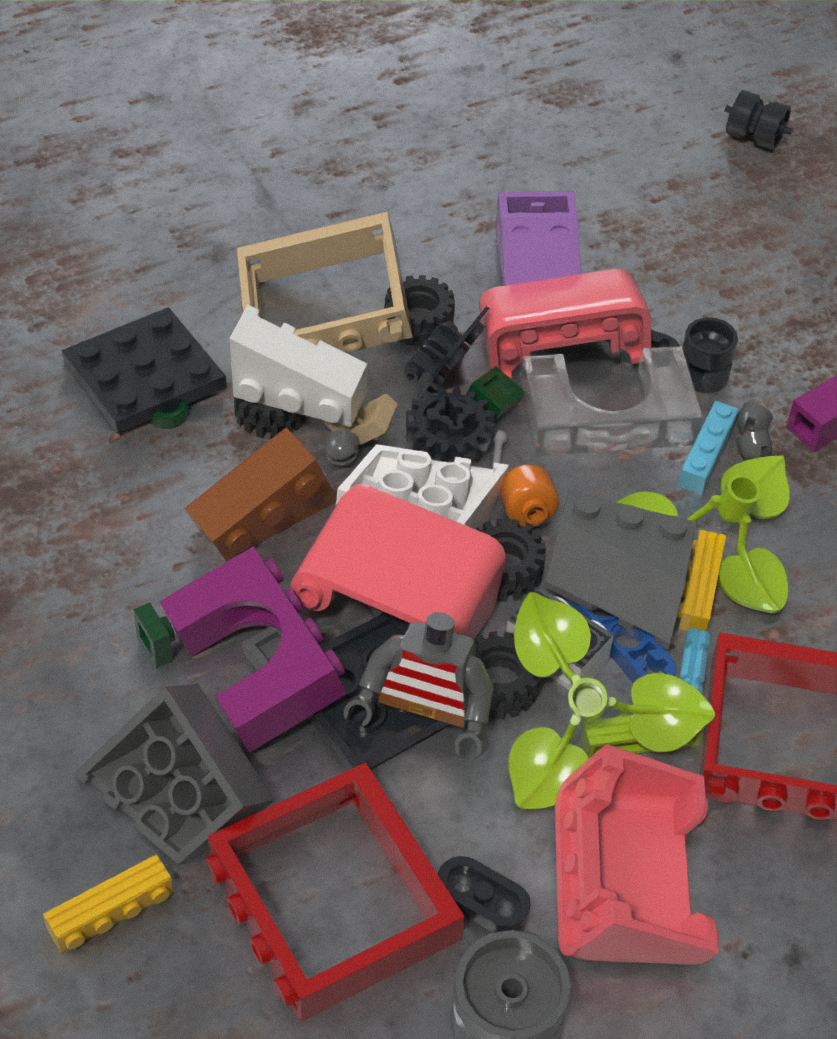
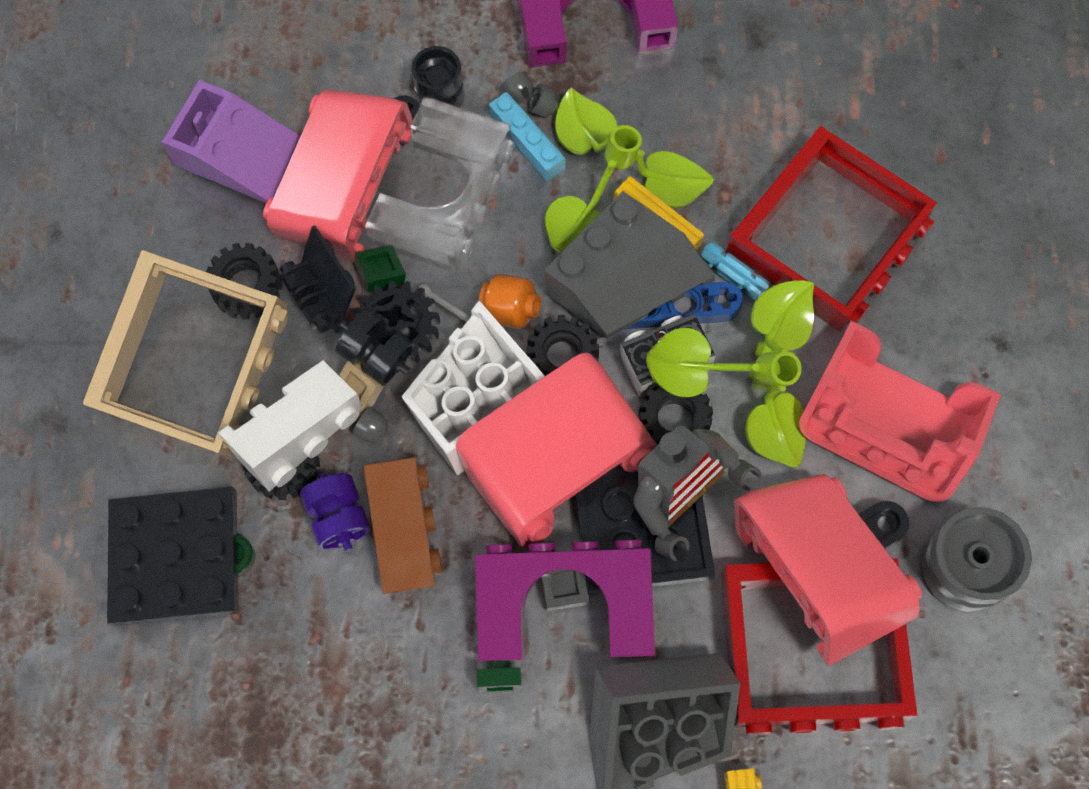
camera: 60 degrees left, 20 degrees up
(243, 440) = (336, 516): none -> dark purple wheel
(407, 401) = (373, 346): none -> black wheel
(410, 839) = (828, 562): none -> coral windscreen

